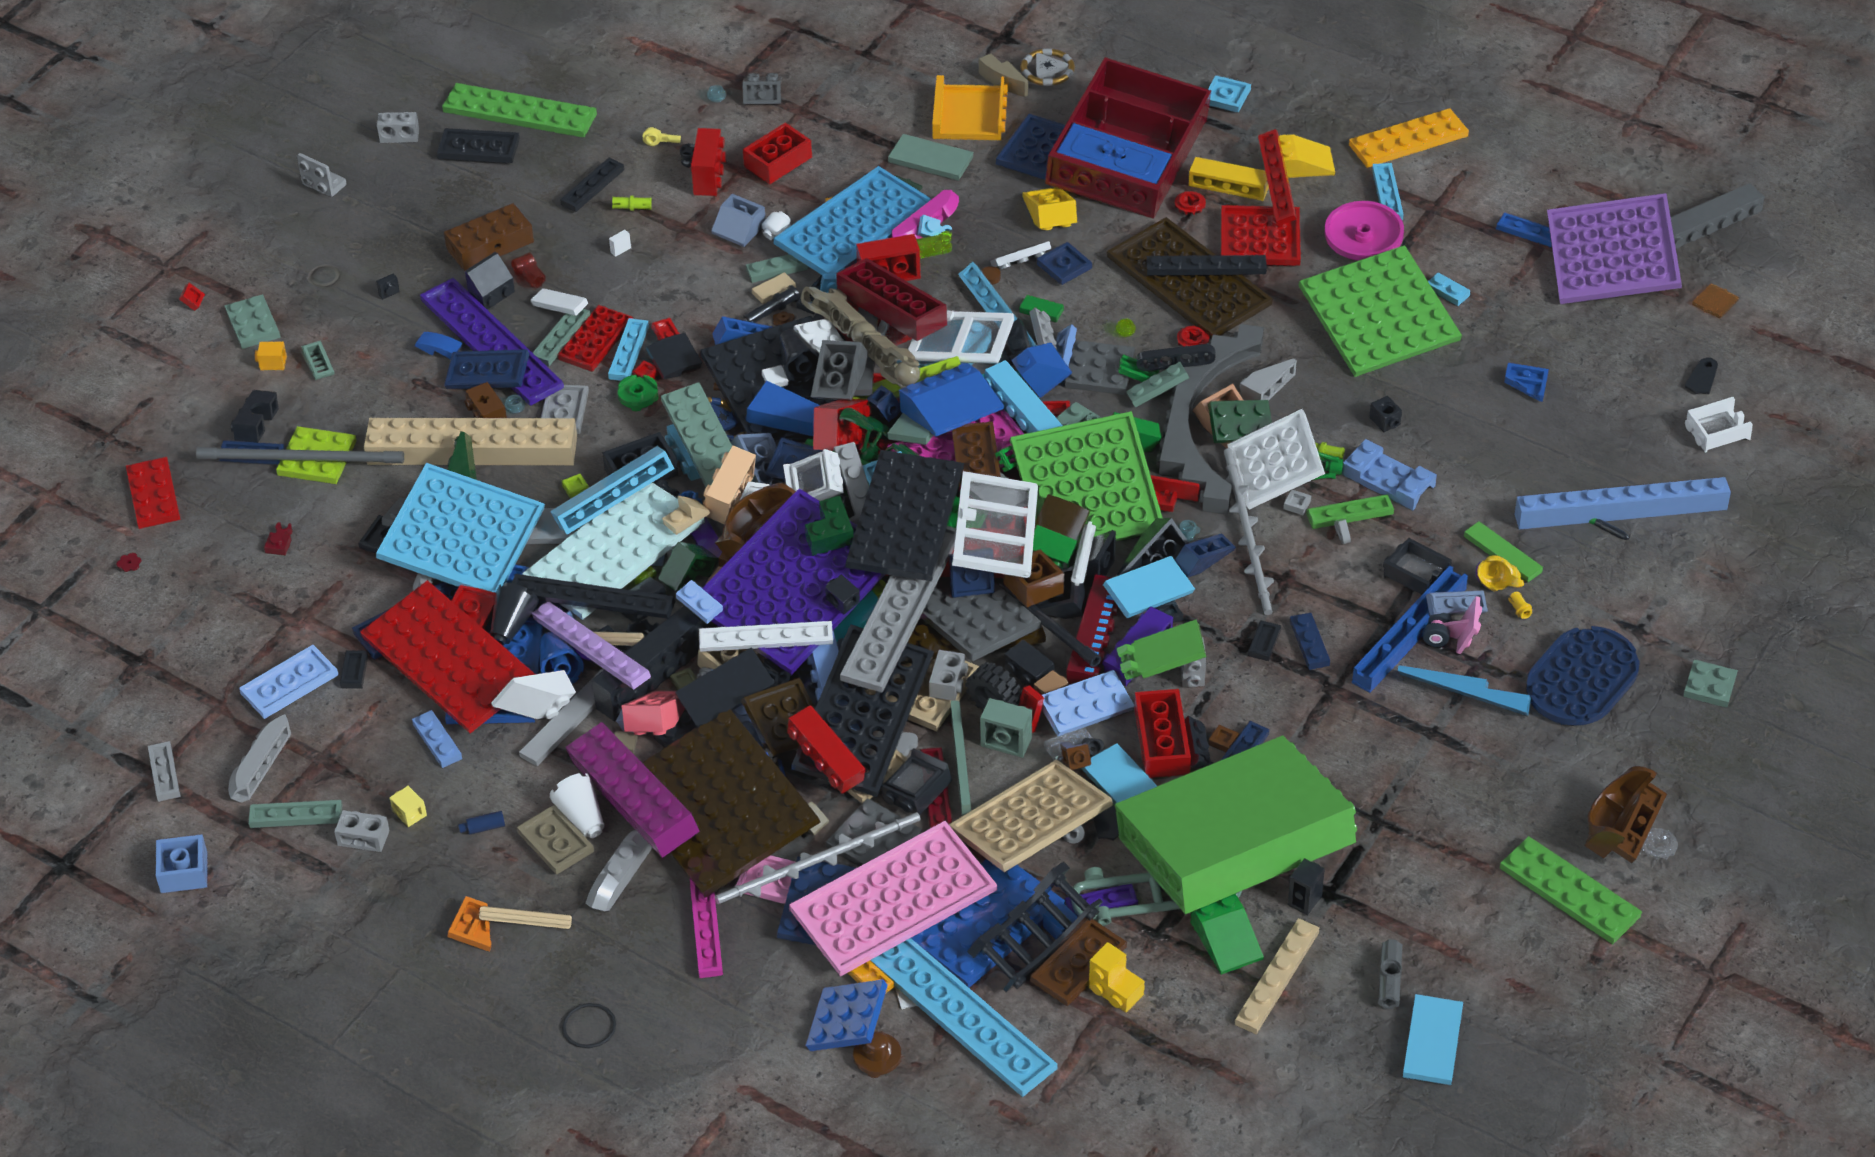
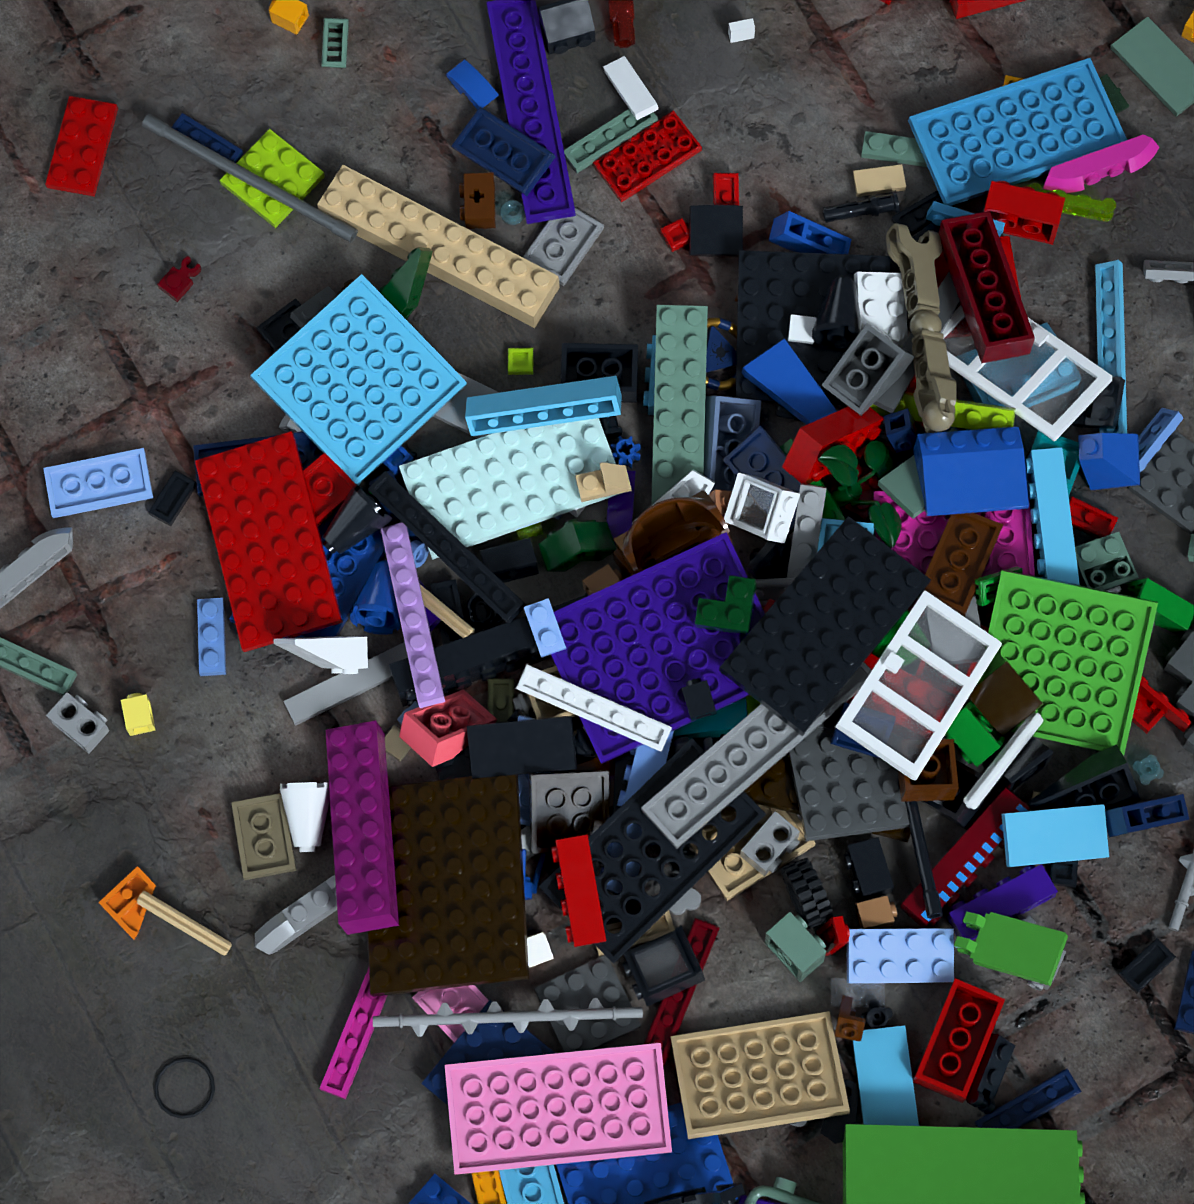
camera: 30 degrees right, 25 degrees up
(129, 562) = (12, 228): dark red plant -> none
(249, 422) = (240, 82): black arch -> none
(483, 823) = (203, 775): dark blue cylinder -> none
(628, 349) = (672, 194): medium azure plate -> none
(639, 400) = (645, 273): green plate -> none
(729, 483) = (668, 466): light nougat brick -> none
(739, 220) = (888, 64): sand blue slope -> none
(775, 224) = (928, 90): white head -> none
(782, 318) = (867, 236): reddish brown plant -> none
(930, 226) = (1099, 184): medium azure plate -> none
(960, 758) = (729, 956): sand green tile -> none
(992, 274) = (1133, 282): reddish brown tile -> none
(1042, 327) = (1143, 402): light grey plate -> none
(1053, 309) = (1164, 361): green tile -> none
(1222, 738) = (1025, 1075): reddish brown tile -> none

